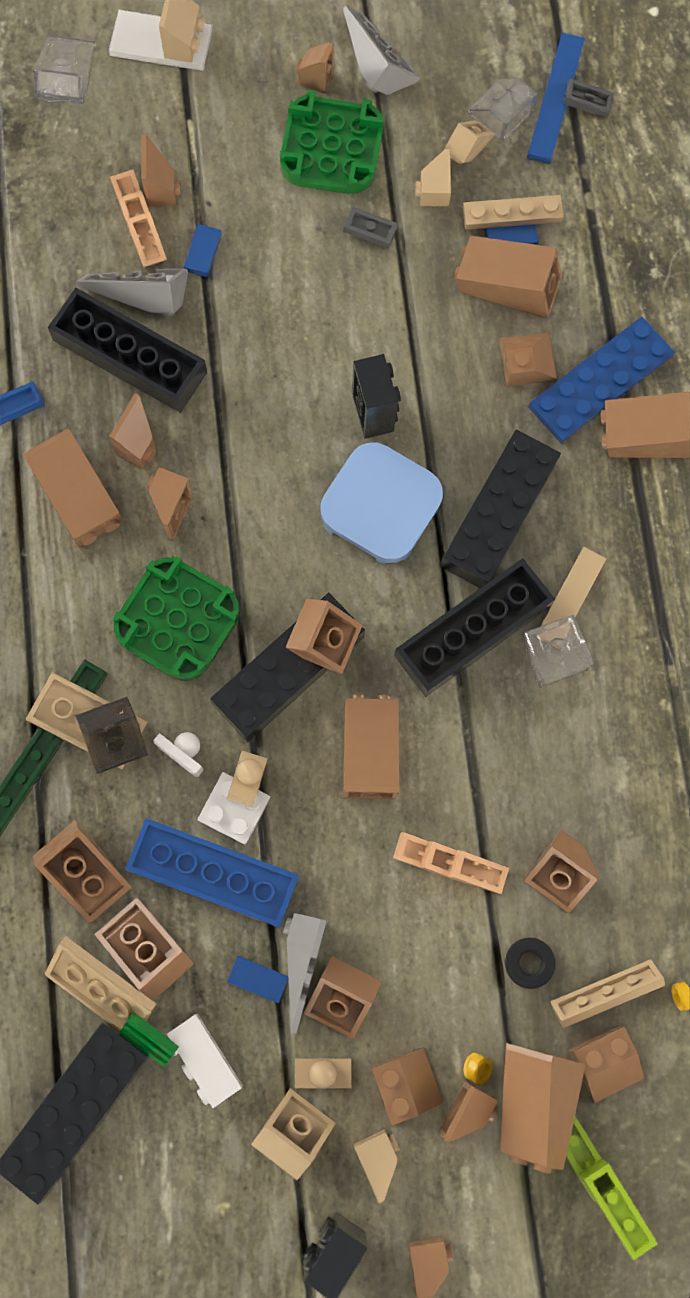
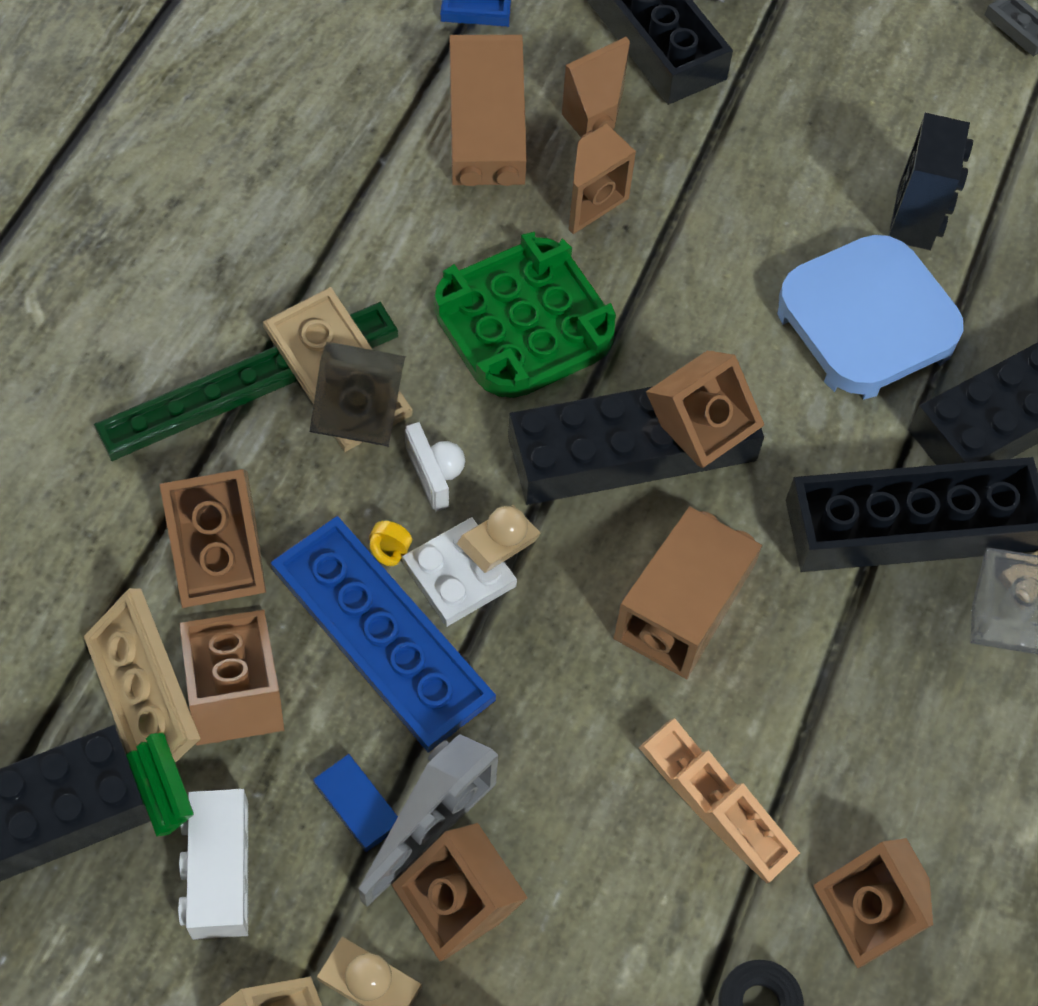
camera: 30 degrees right, 15 degrees down
(184, 813) = (389, 539): none -> yellow tile

